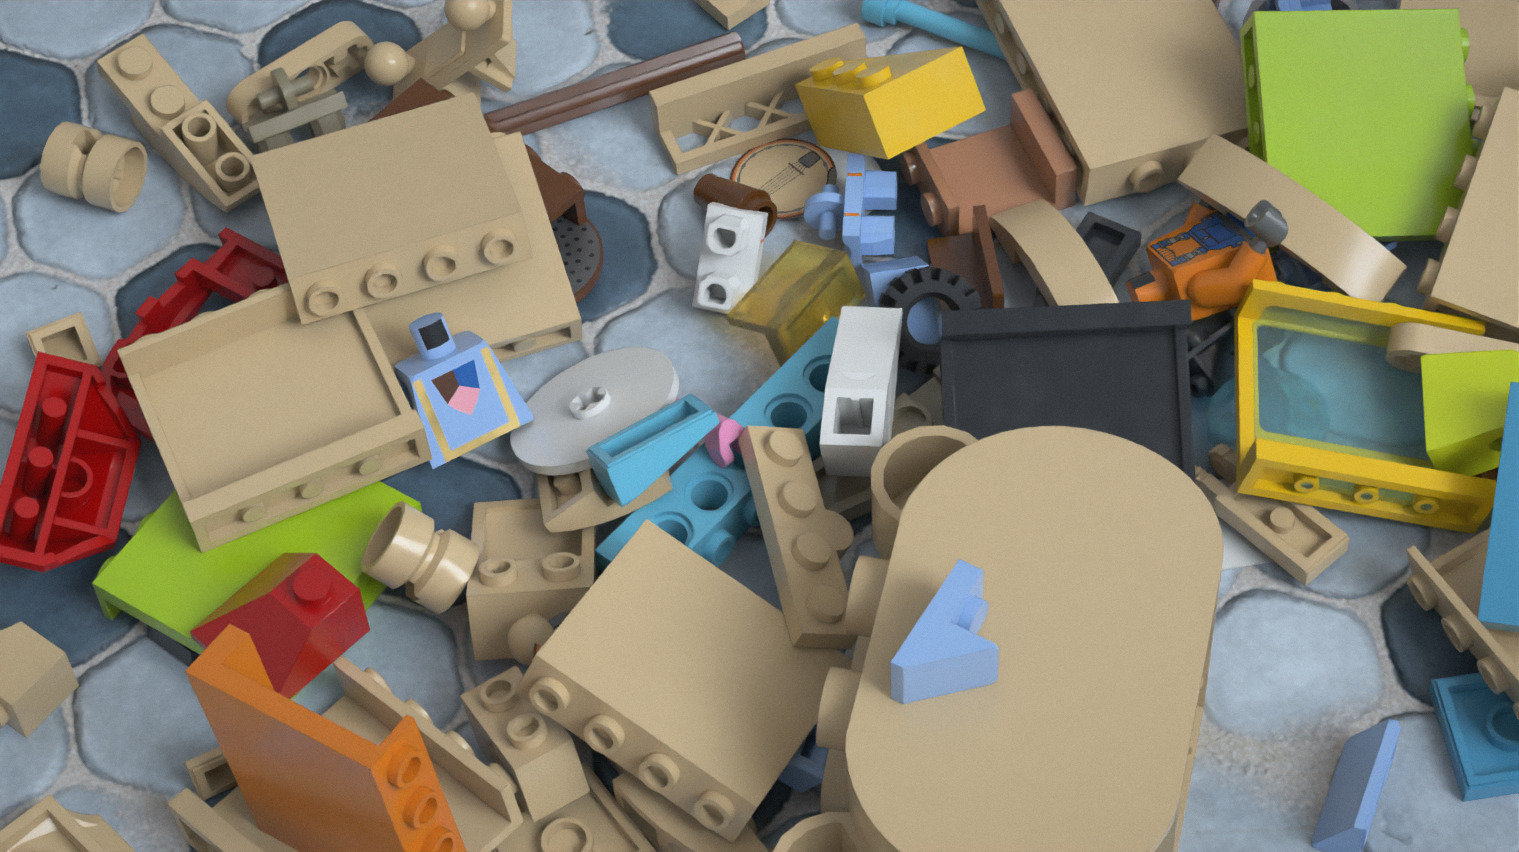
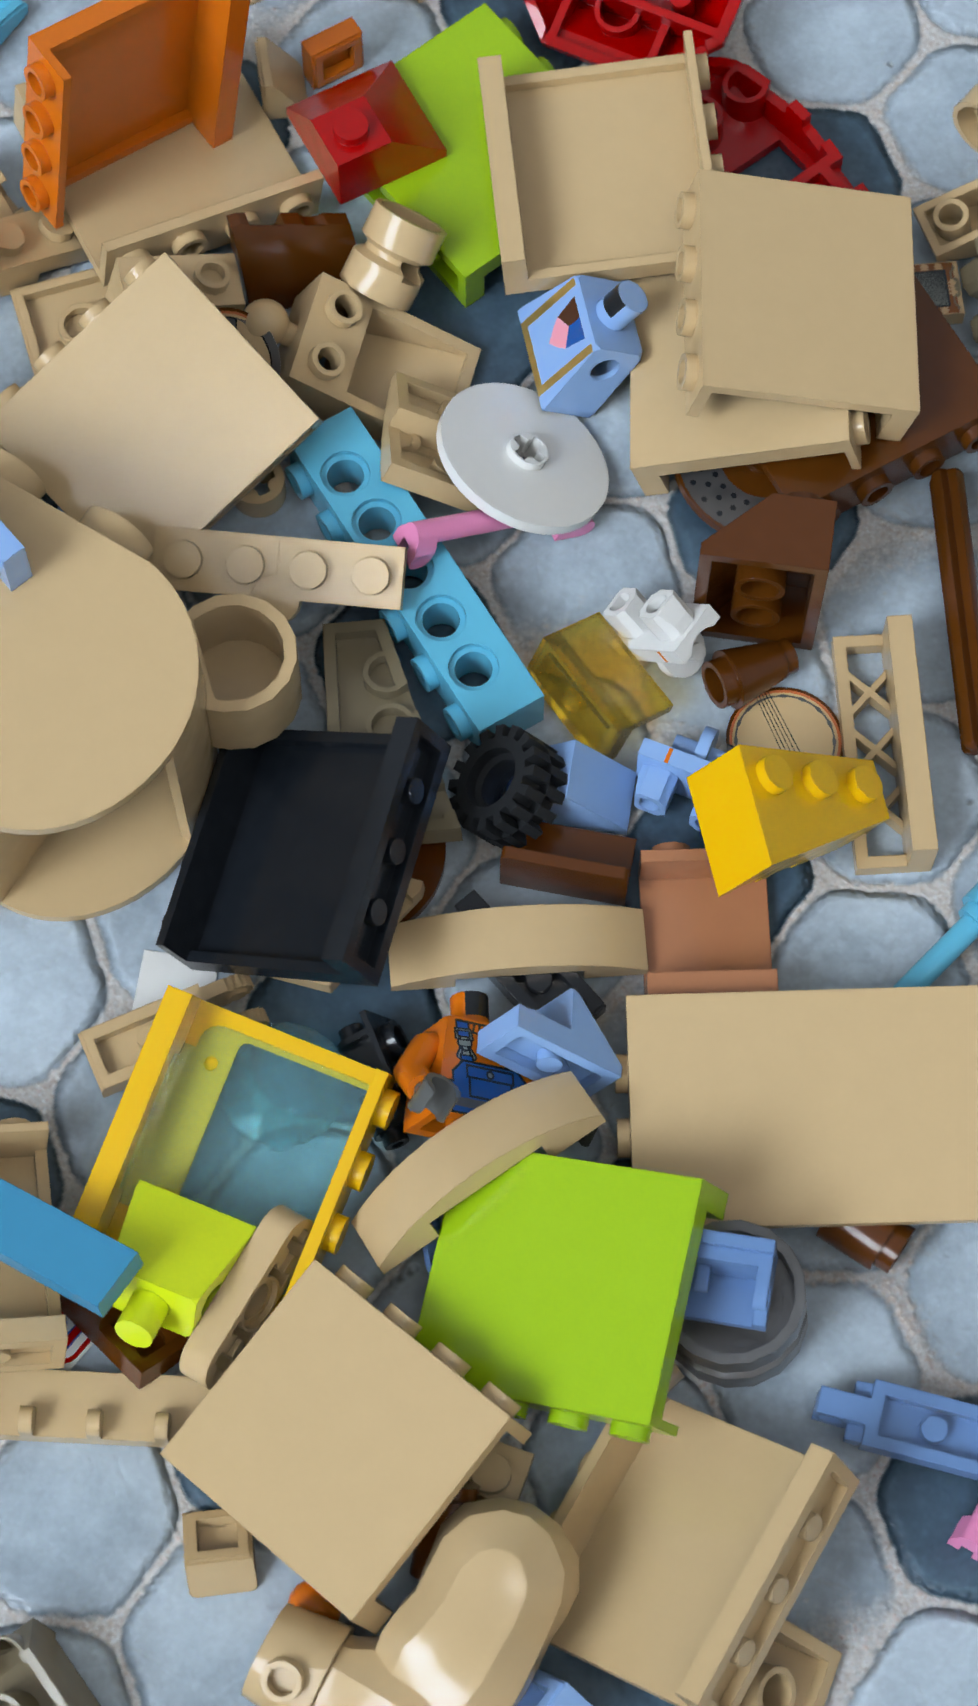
camera: 105 degrees right, 15 degrees up
(66, 339) = (801, 52): tan slope -> none
(175, 717) = (332, 53): none -> orange tile
(427, 657) = (290, 254): none -> reddish brown slope
(647, 449) = (424, 426): medium azure slope -> none
(654, 168) = (769, 570): none -> reddish brown slope
(860, 389) = (417, 669): white slope -> none
(1148, 208) = (551, 1042): none -> light blue slope

